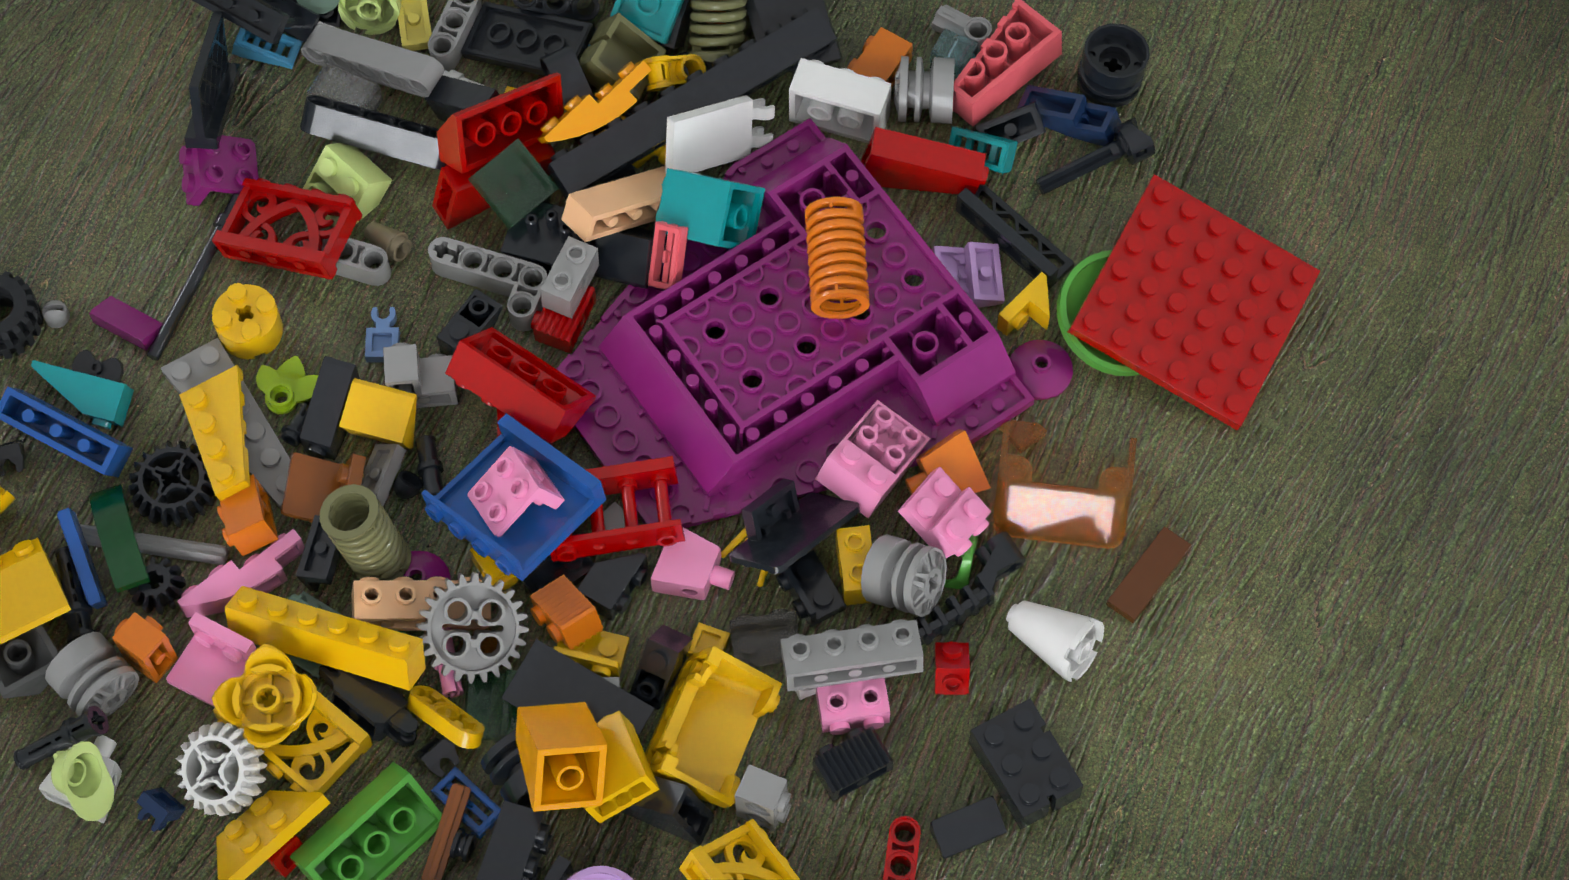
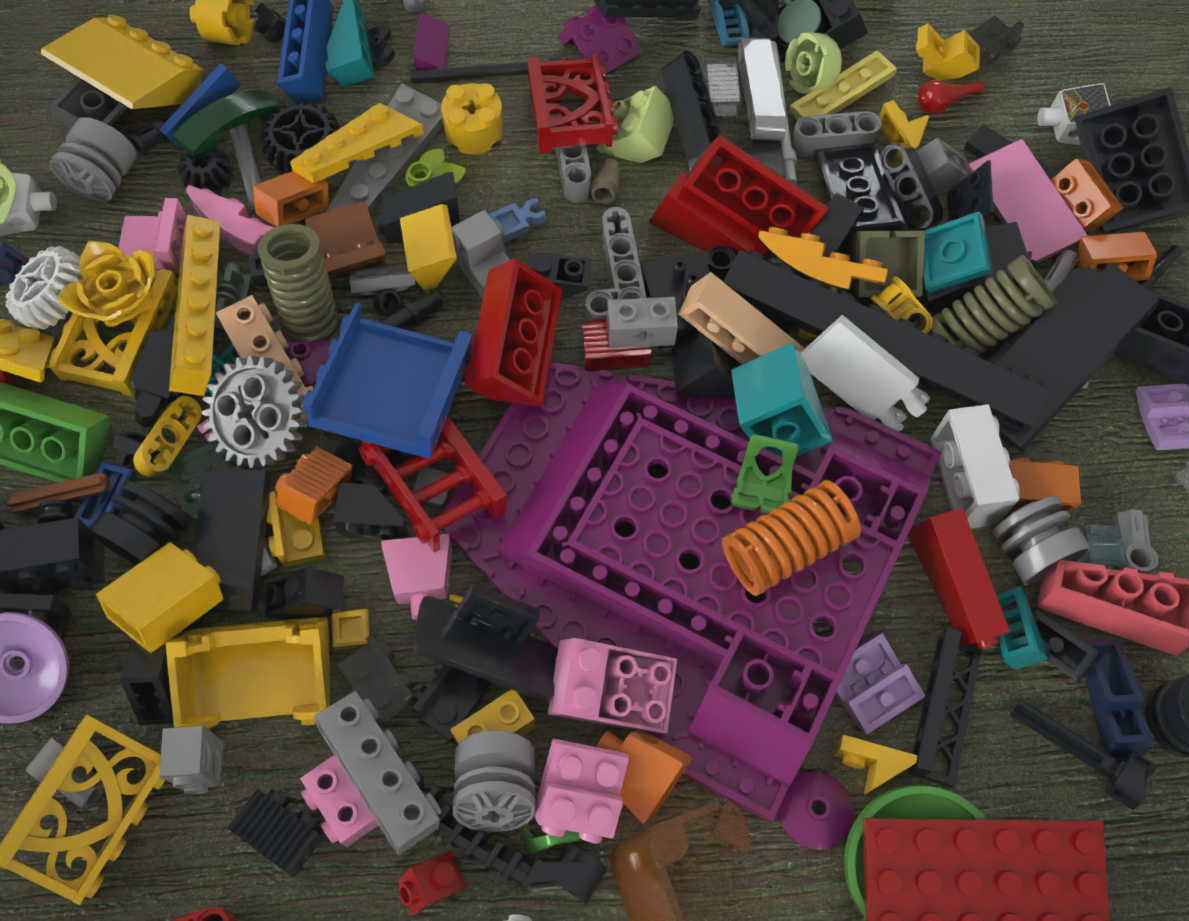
camera: 60 degrees right, 0 degrees up
(70, 733) = (29, 164): black pin -> none
(145, 646) = (136, 182): orange brick -> none
(510, 488) = (400, 371): bright pink bracket -> none
(513, 183) = (704, 233): clear green plate -> none
(561, 756) = (127, 540): light orange slope -> none
(672, 257) = (713, 391): coral tile -> none
(783, 259) = (764, 491): none -> bright green piece

